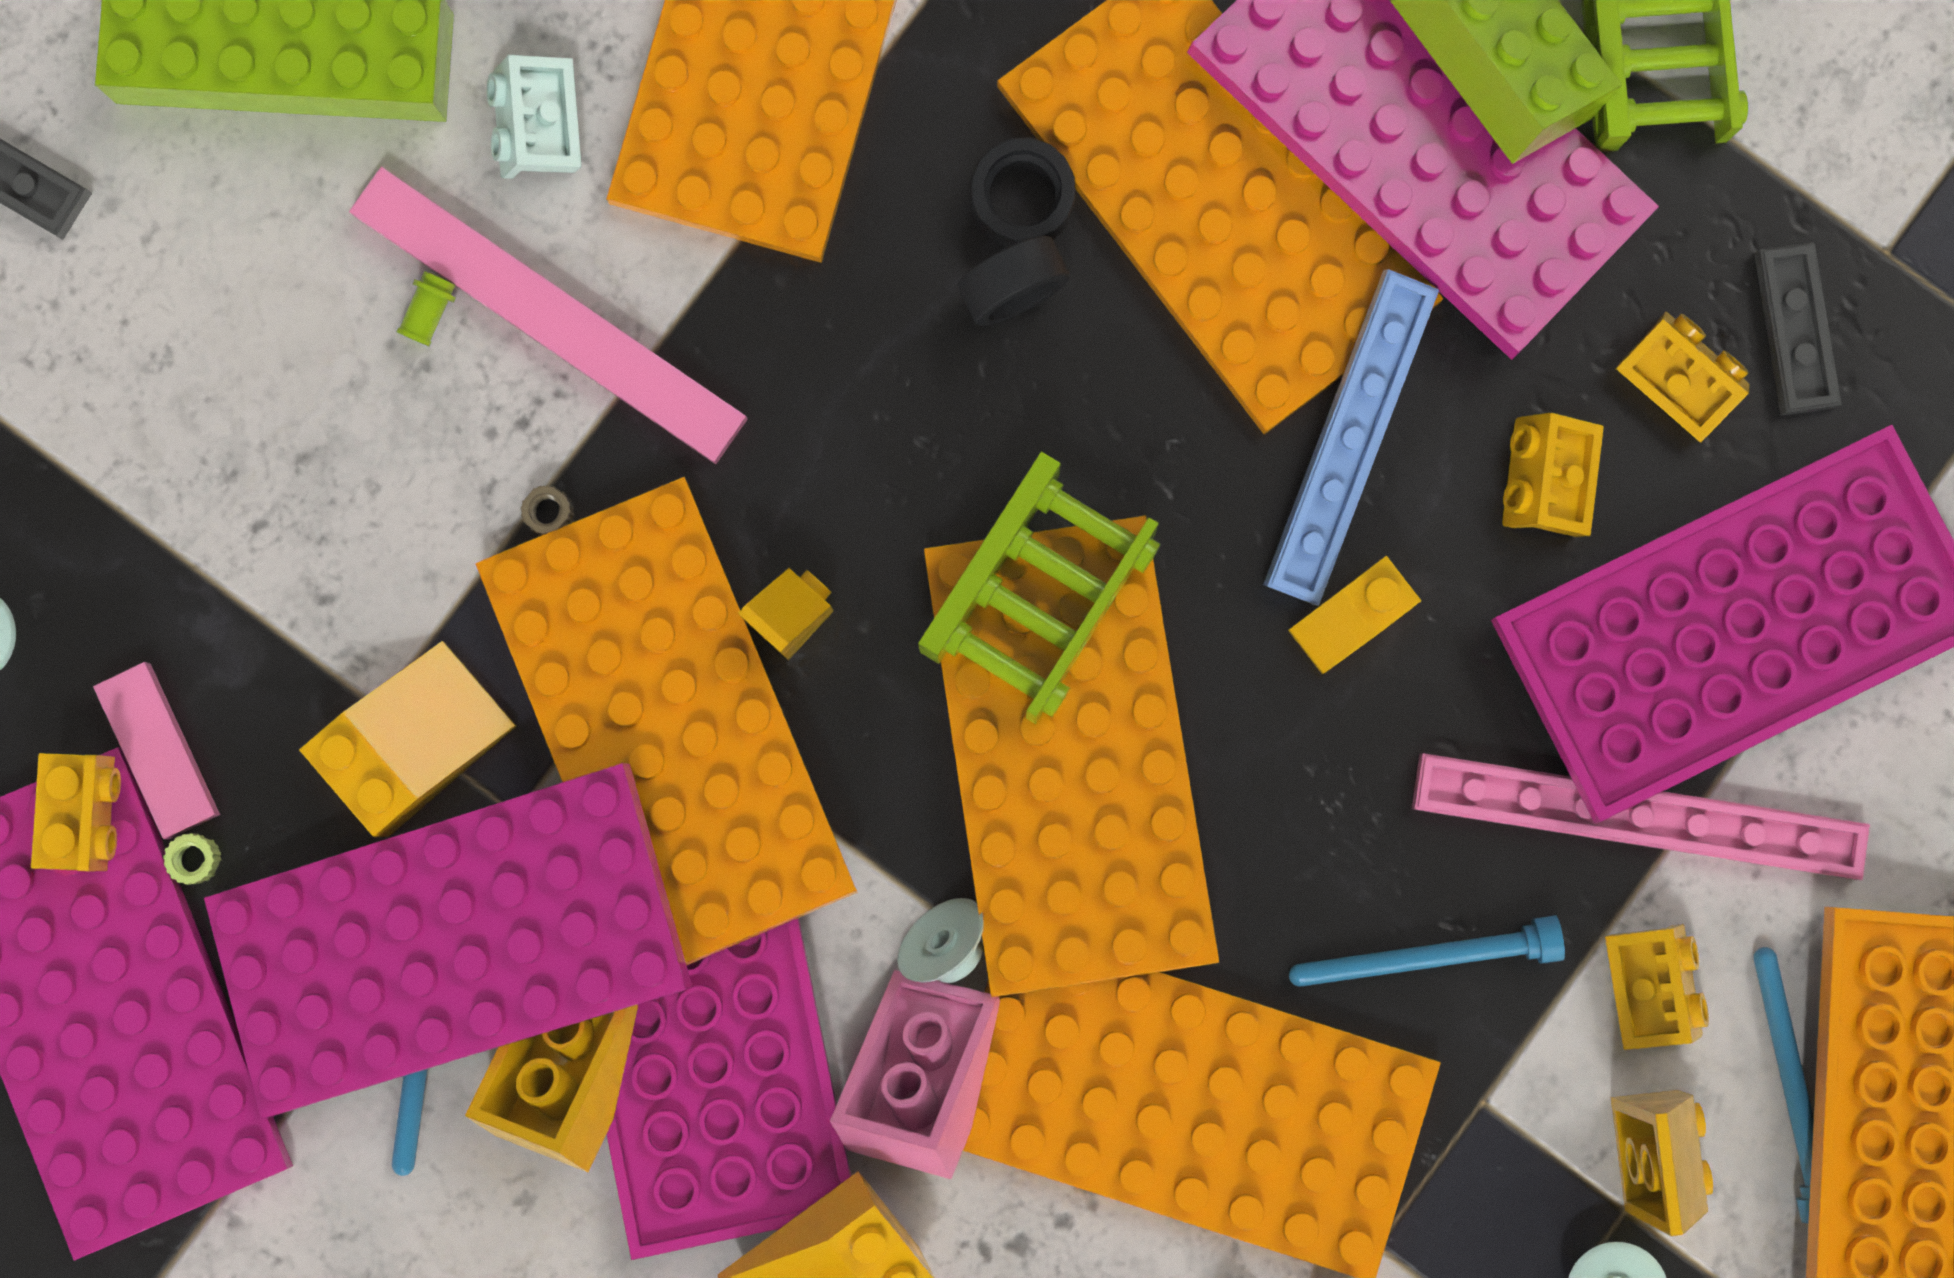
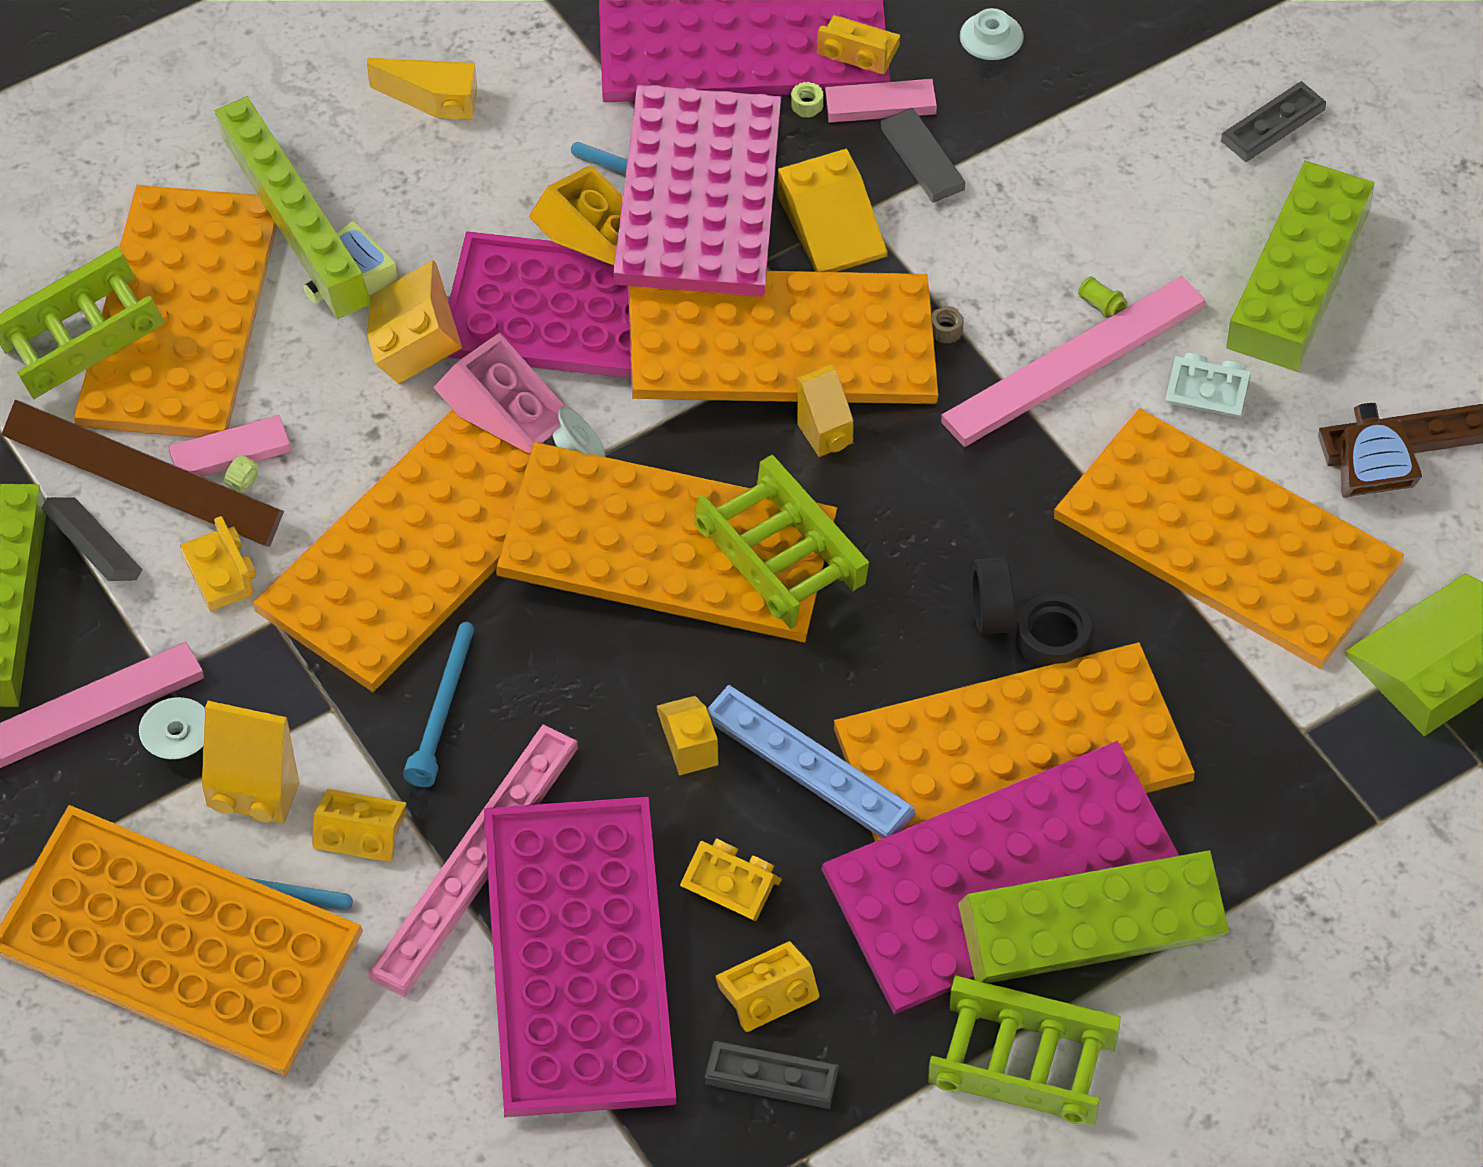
camera: 115 degrees right, 30 degrees down
(241, 653) = (922, 155): none -> dark grey tile

